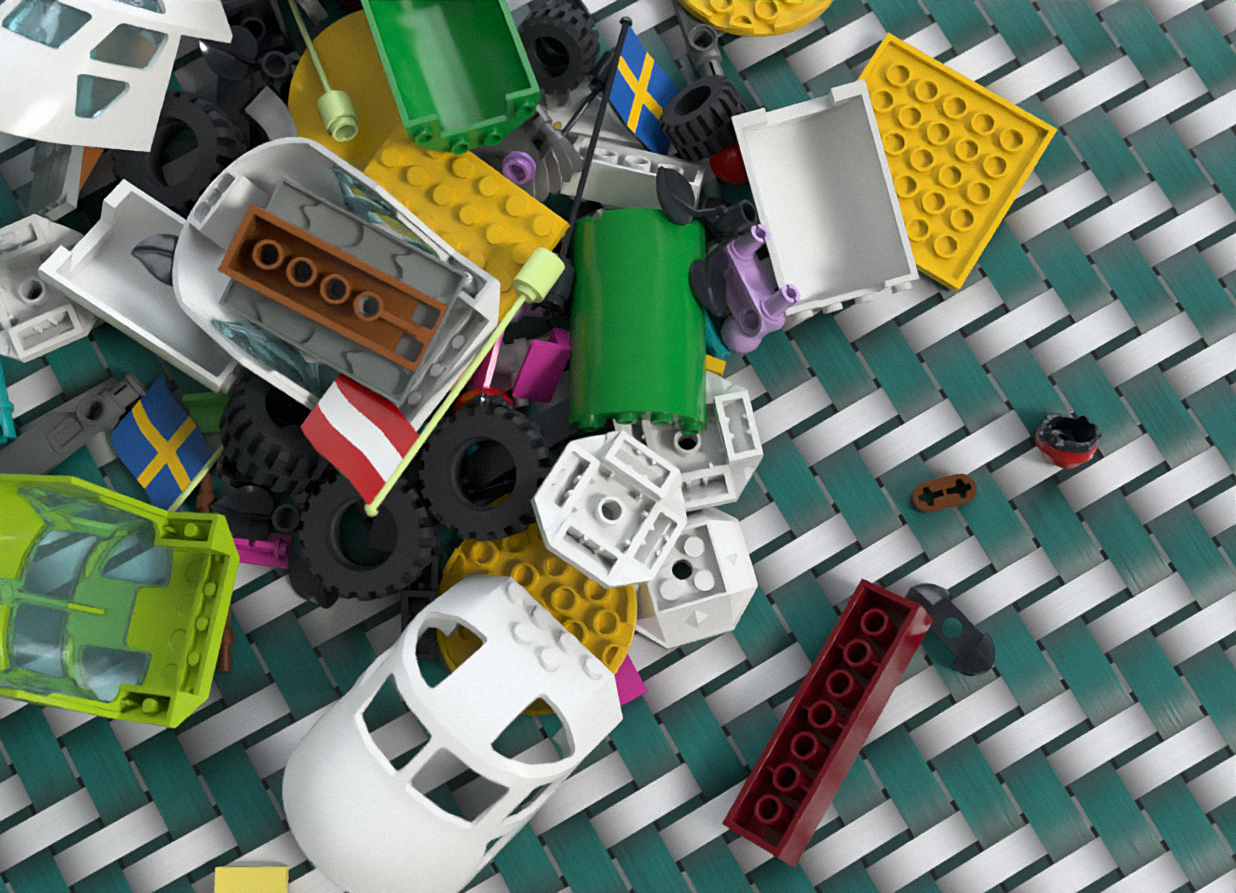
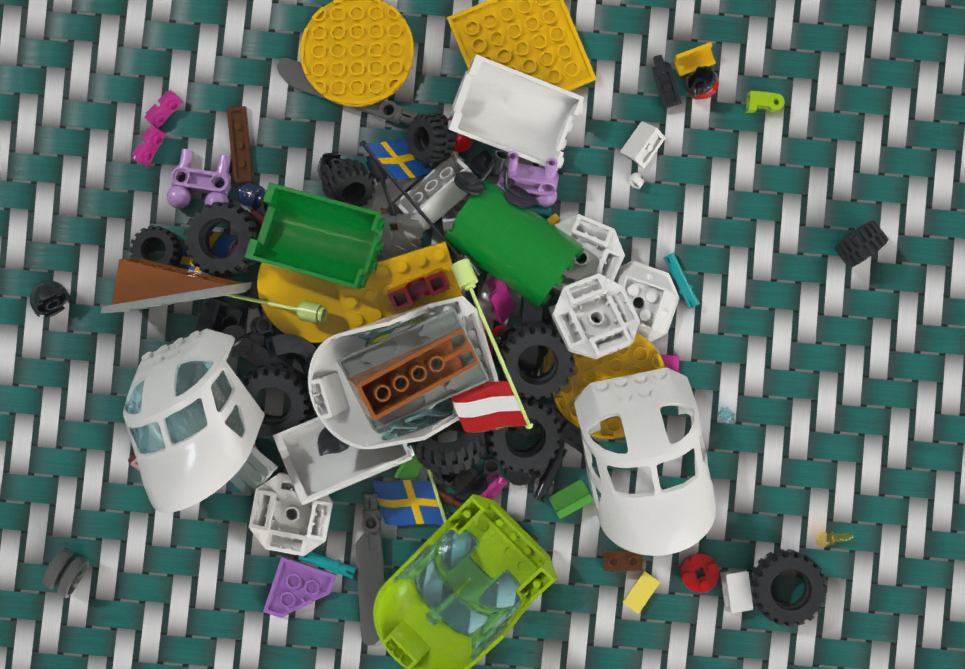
camera: 50 degrees left, 10 degrees up
(268, 811) = (621, 560): none -> reddish brown brick
(320, 675) = (570, 499): none -> bright green panel
(337, 621) = (549, 475): none -> black pin
(471, 227) = (413, 290): none -> dark red arch
(518, 167) = (400, 245): medium lavender plate -> none
(609, 824) = (726, 415): none -> clear light blue plate
(754, 628) = (681, 280): none -> teal pin
(828, 721) = (751, 286): dark red brick -> none
(857, 446) = (636, 180): none -> white hinge
(917, 421) = (643, 144): none -> white panel
(940, 486) = (688, 159): reddish brown beam -> none
(971, 648) = (731, 202): black piece -> none
(1013, 843) = (861, 244): none -> black tyre
(1026, 391) = (665, 83): none -> black hinge
(1088, 398) = (689, 60): none -> yellow panel
(1111, 549) = (764, 100): none -> lime leg

